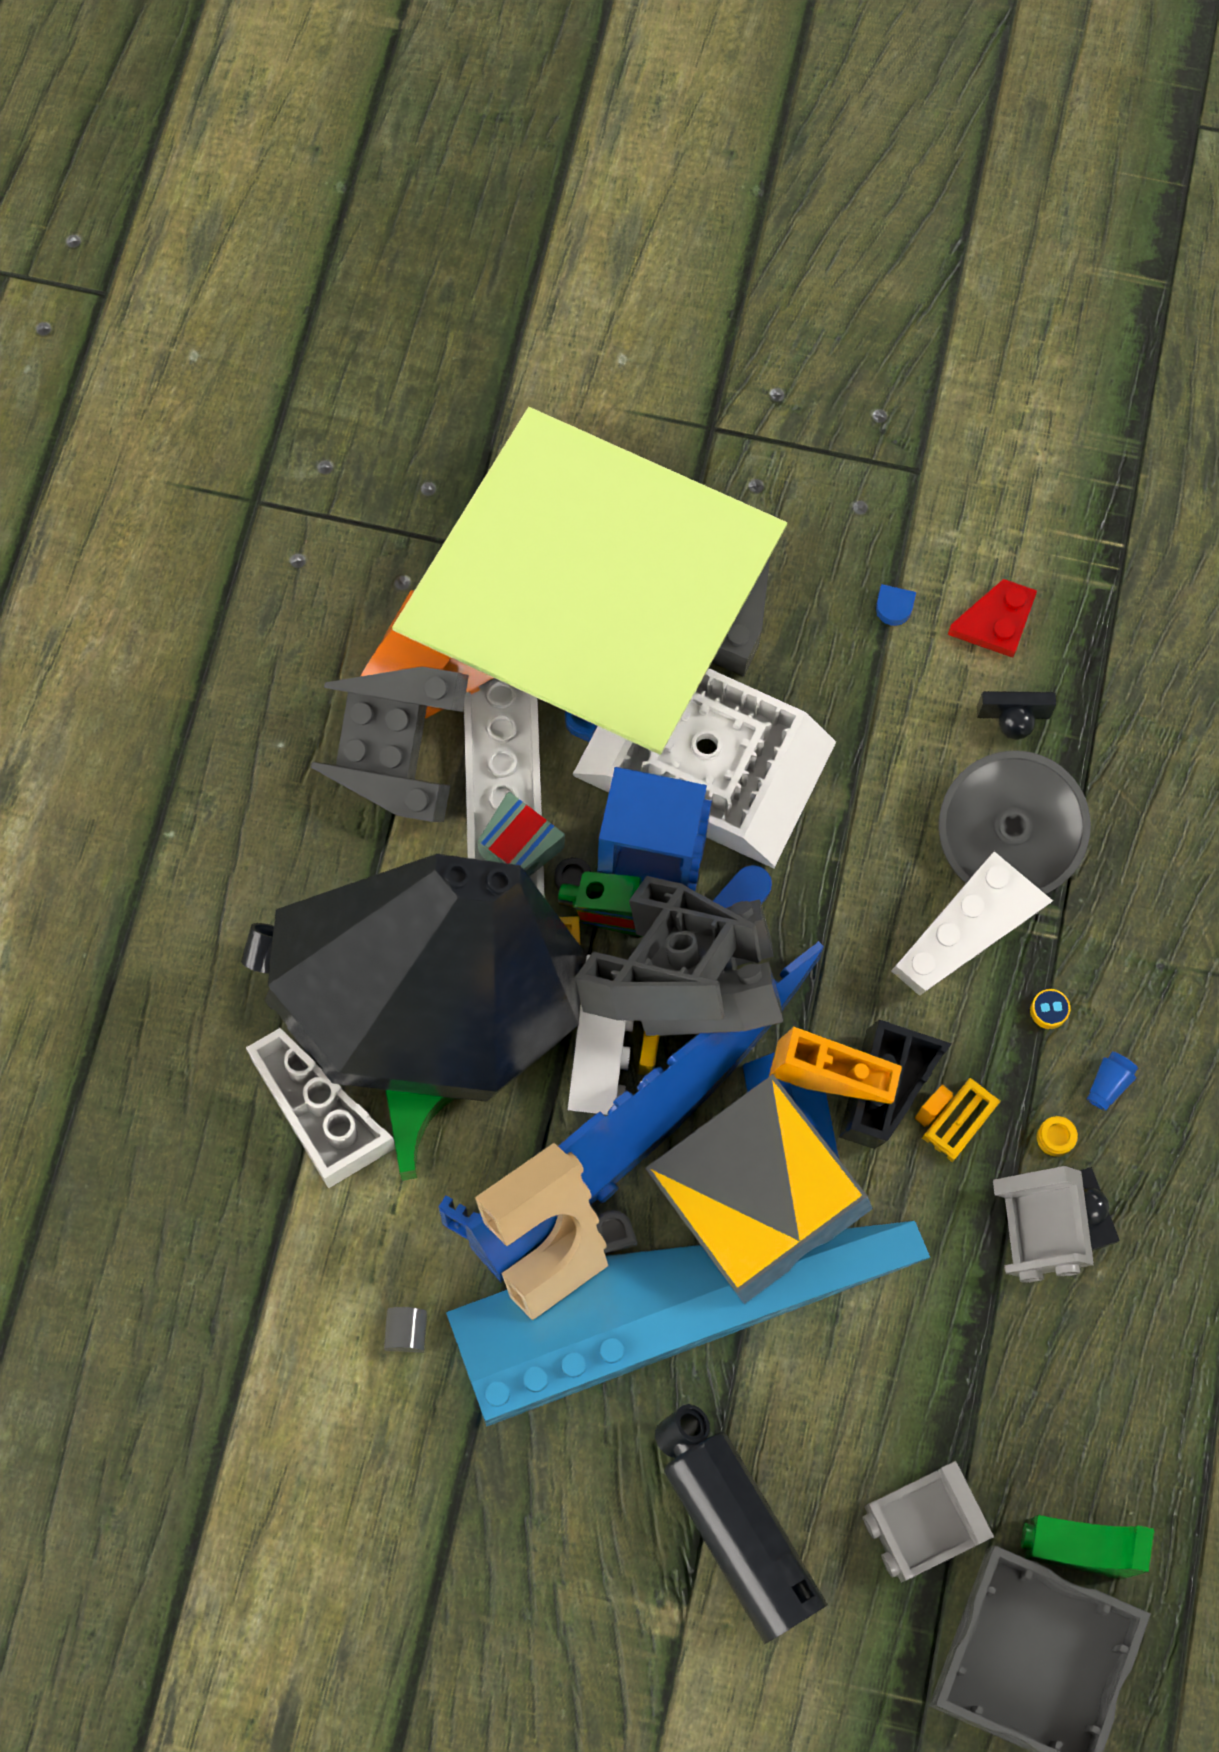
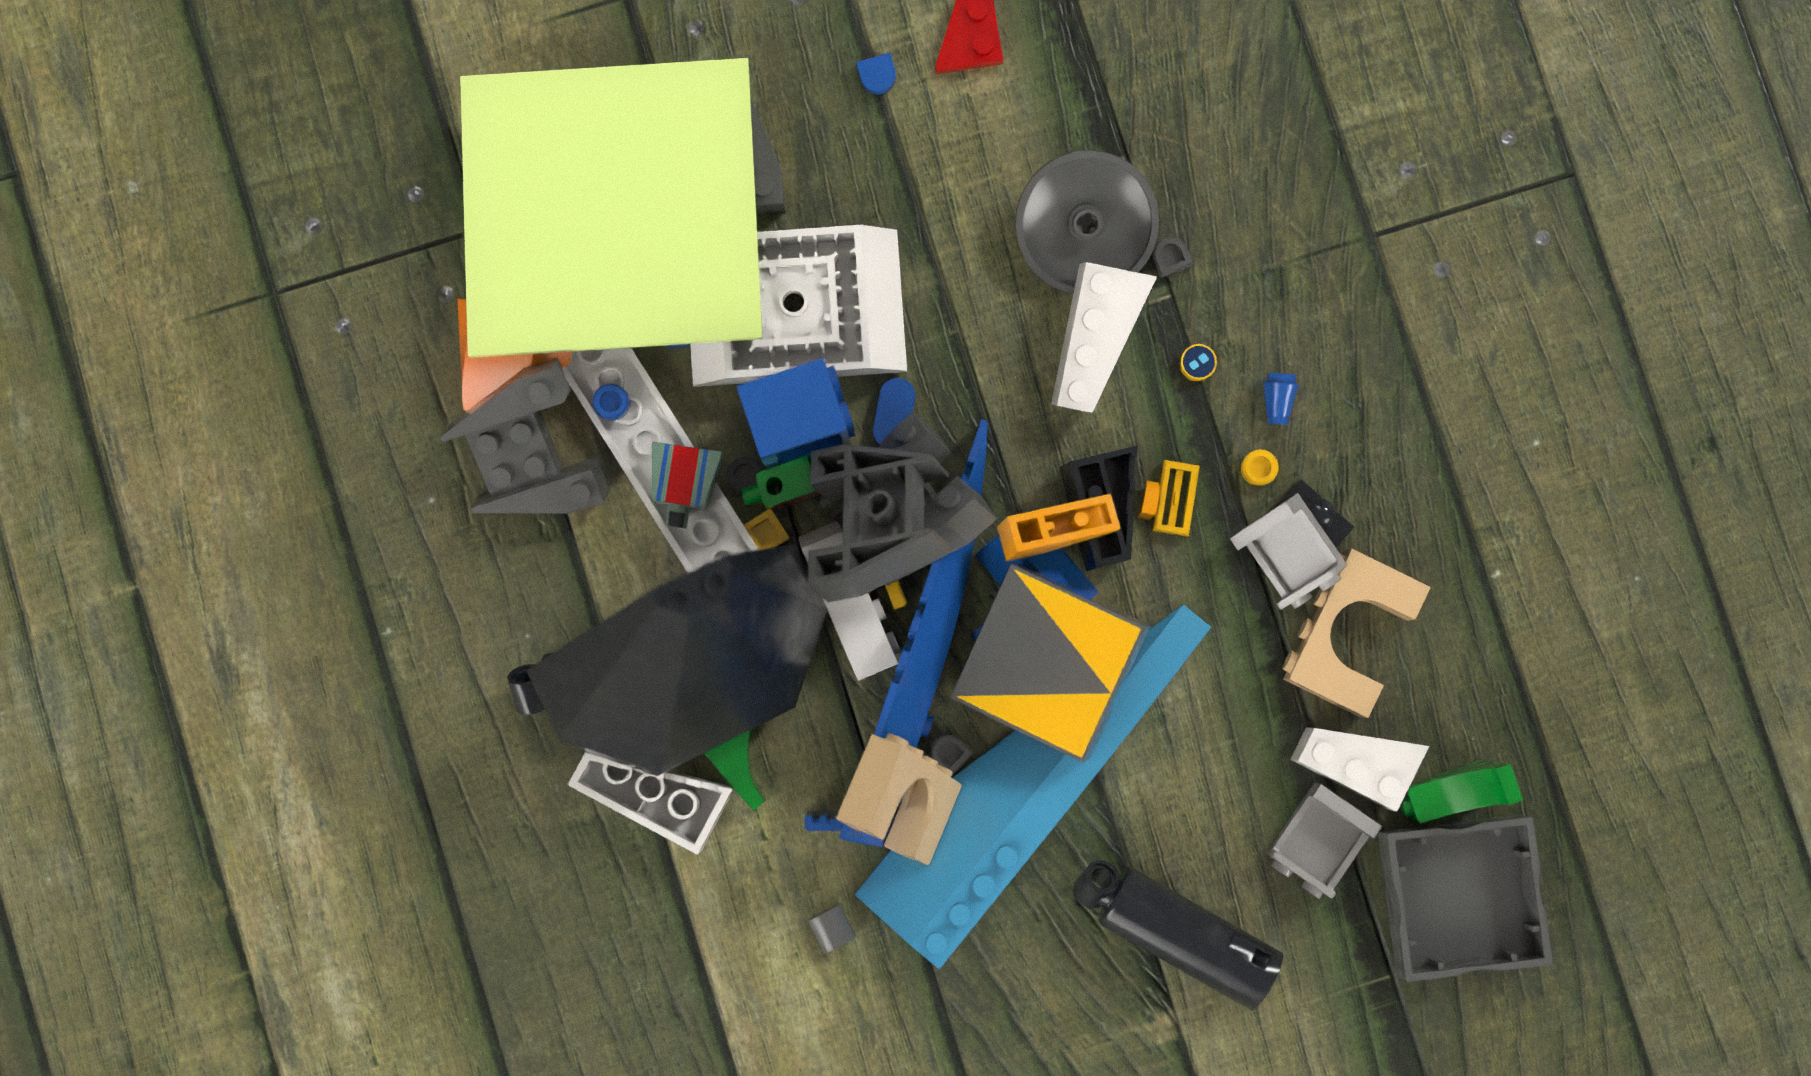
camera: 25 degrees left, 15 degrees up
(492, 744) = (611, 402): none -> blue tile
(1006, 1466) = (1364, 764): none -> white wedge
(1012, 1348) = (1315, 663): none -> tan arch
(1016, 710) = (1033, 115): black tile -> none
(1076, 902) = (1171, 257): none -> dark grey tile

